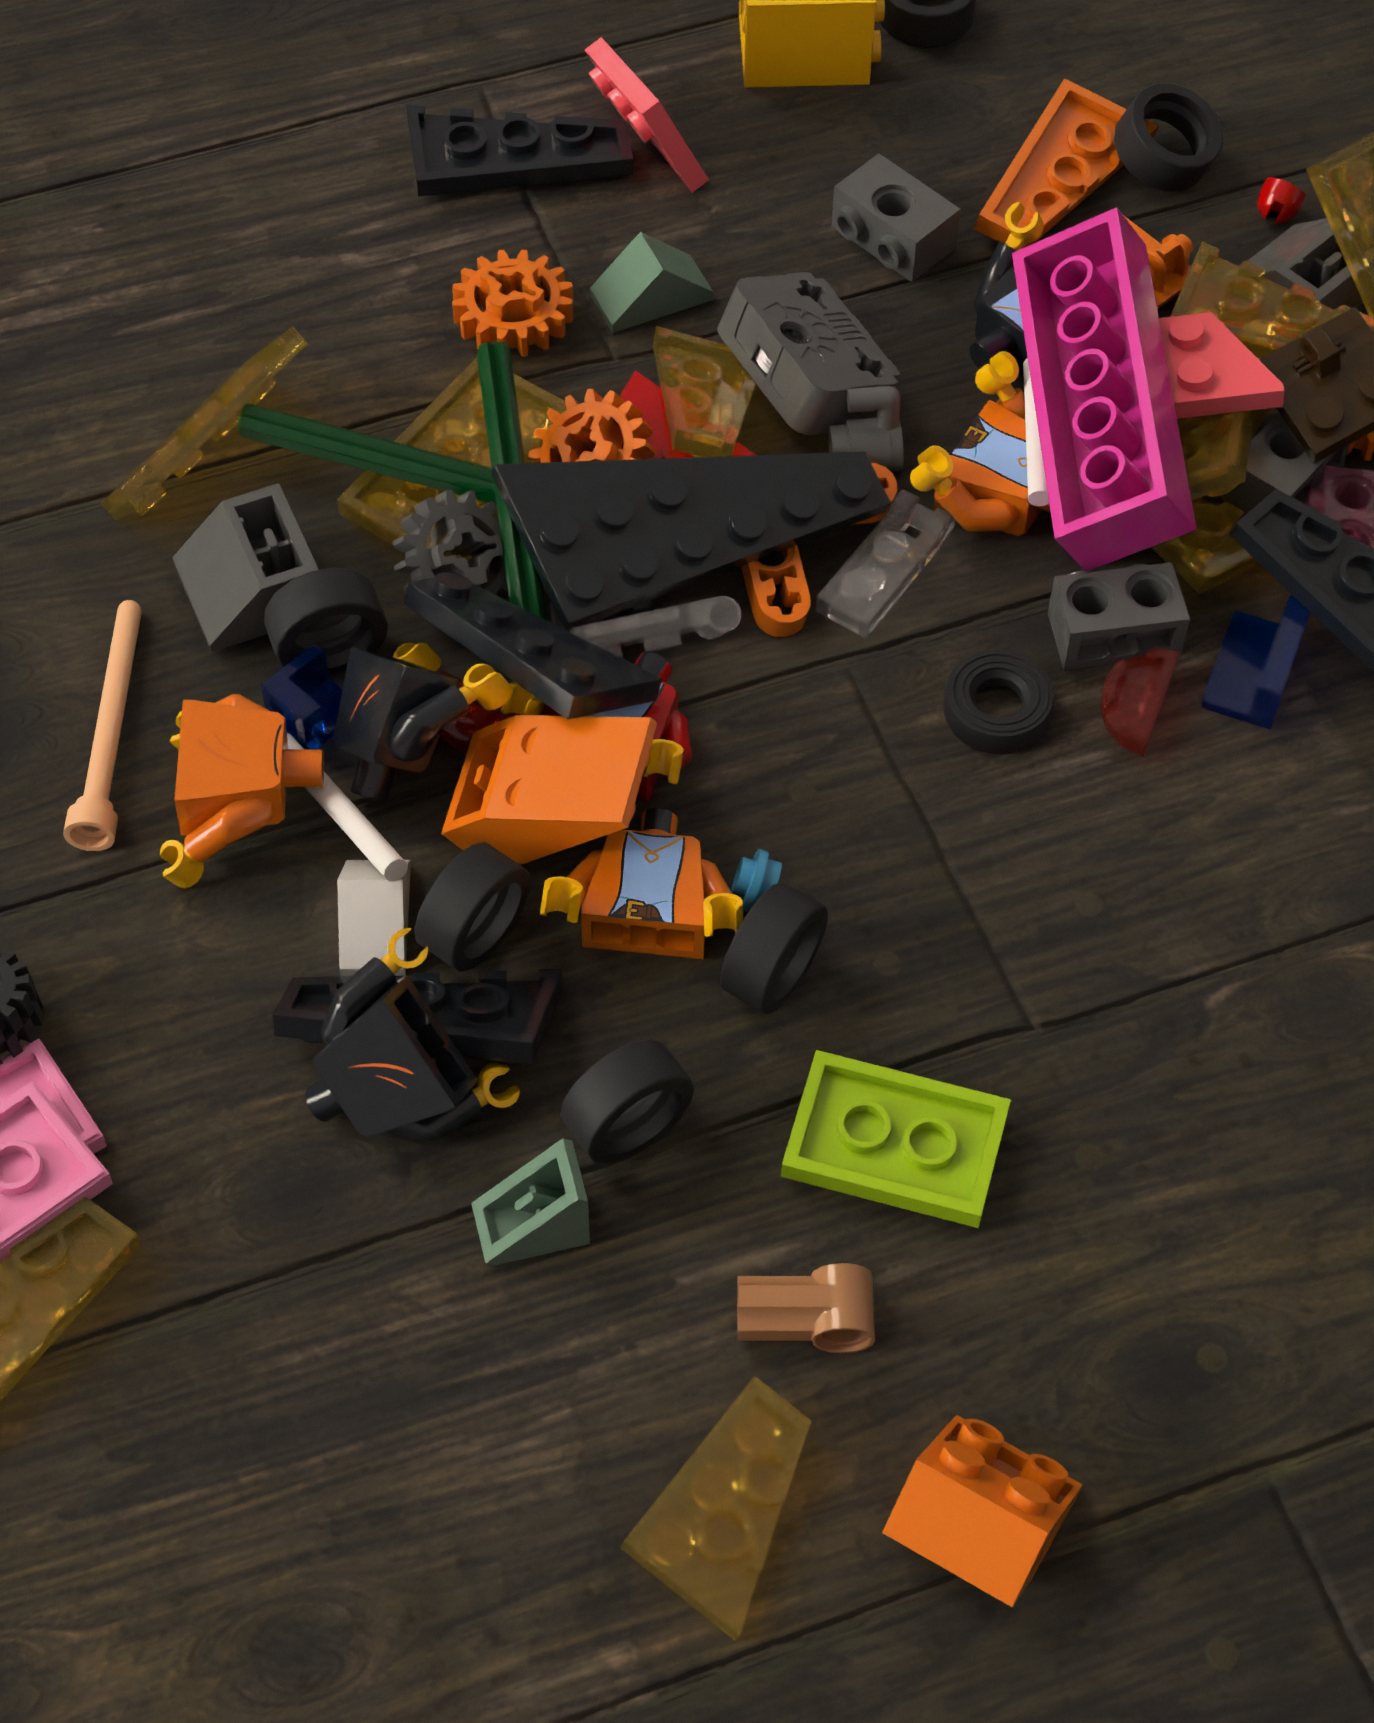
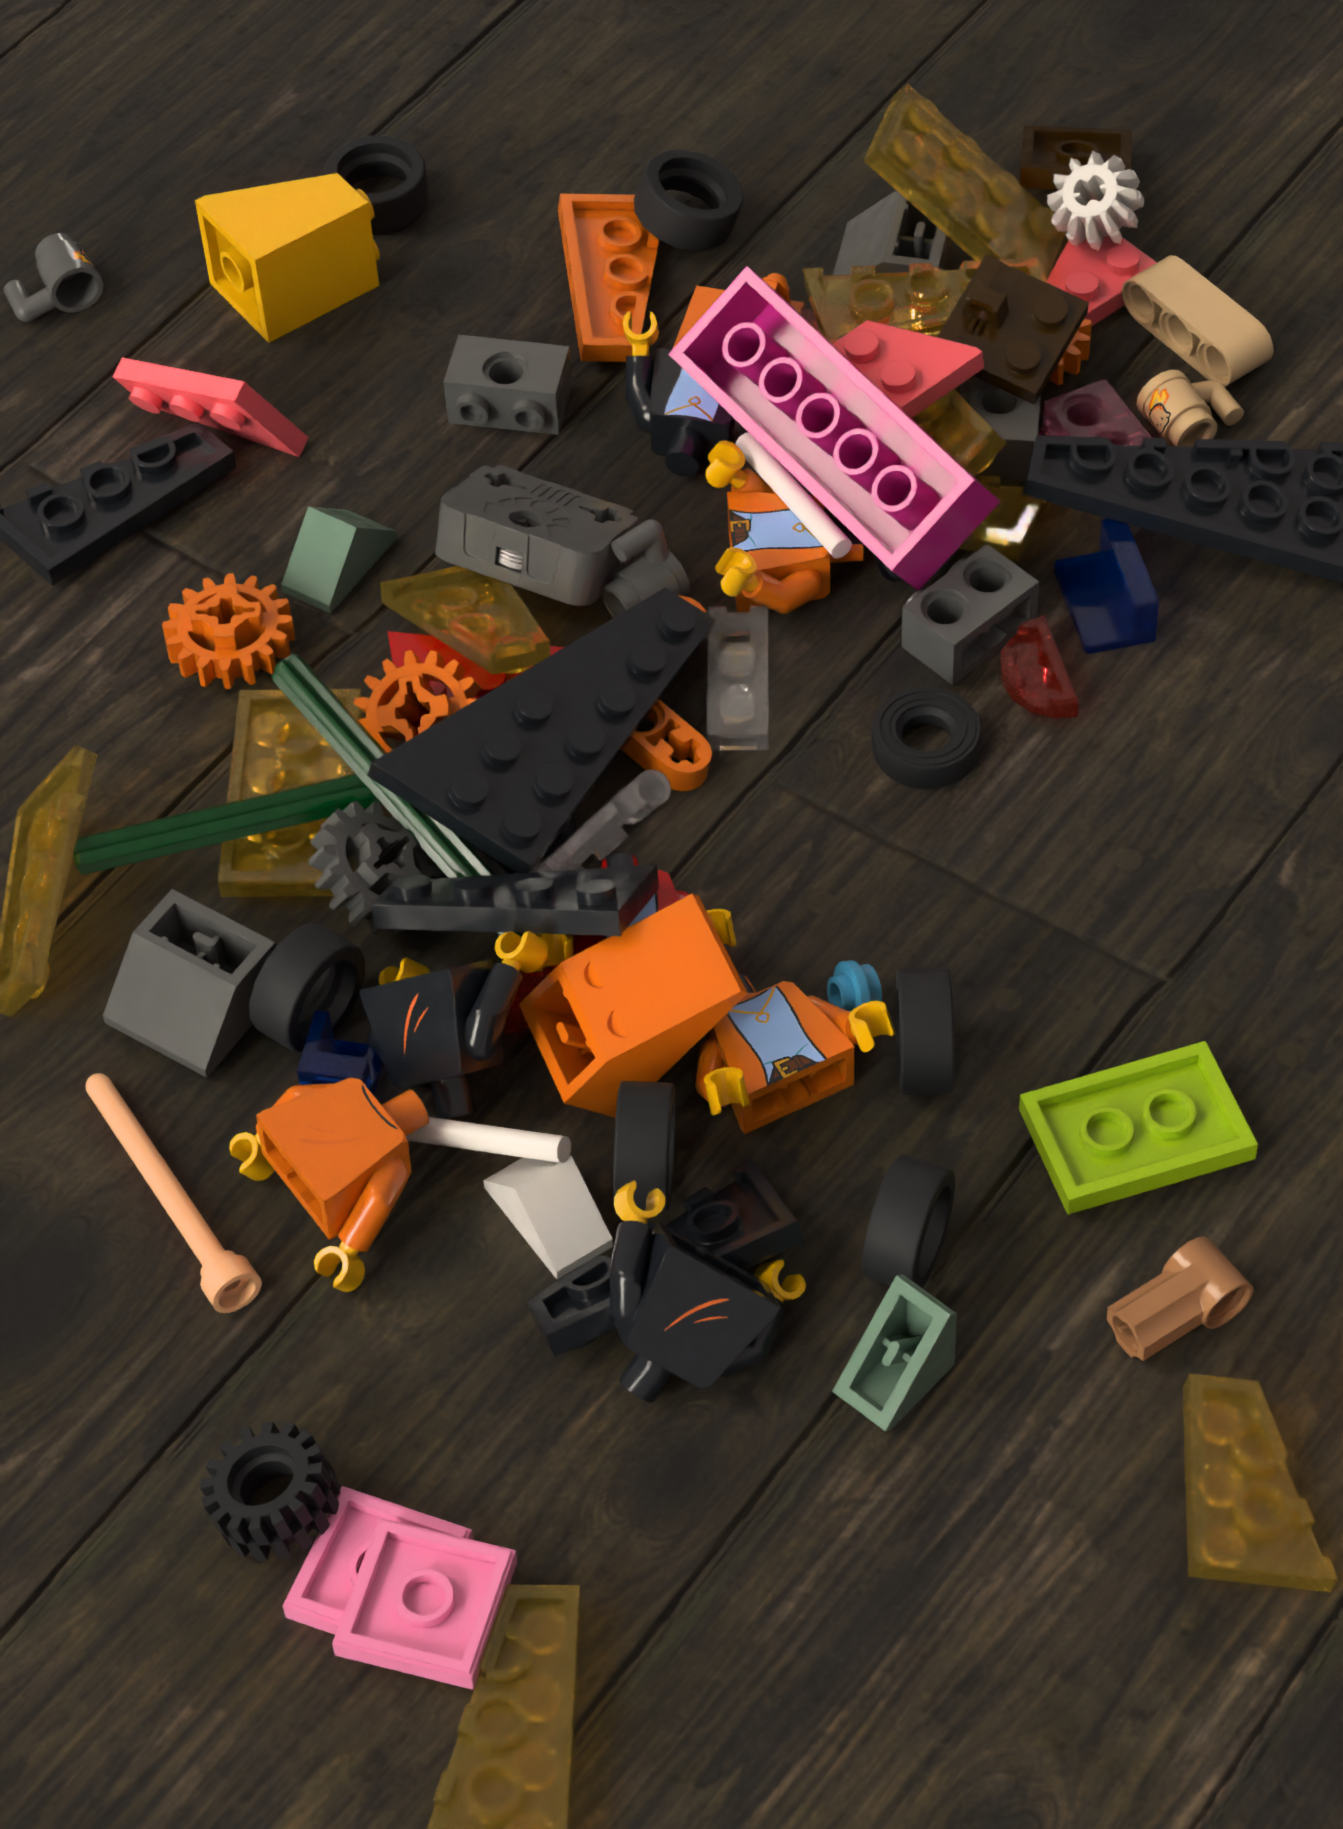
camera: 30 degrees left, 5 degrees down
(1280, 198) = (818, 205): red hinge -> none

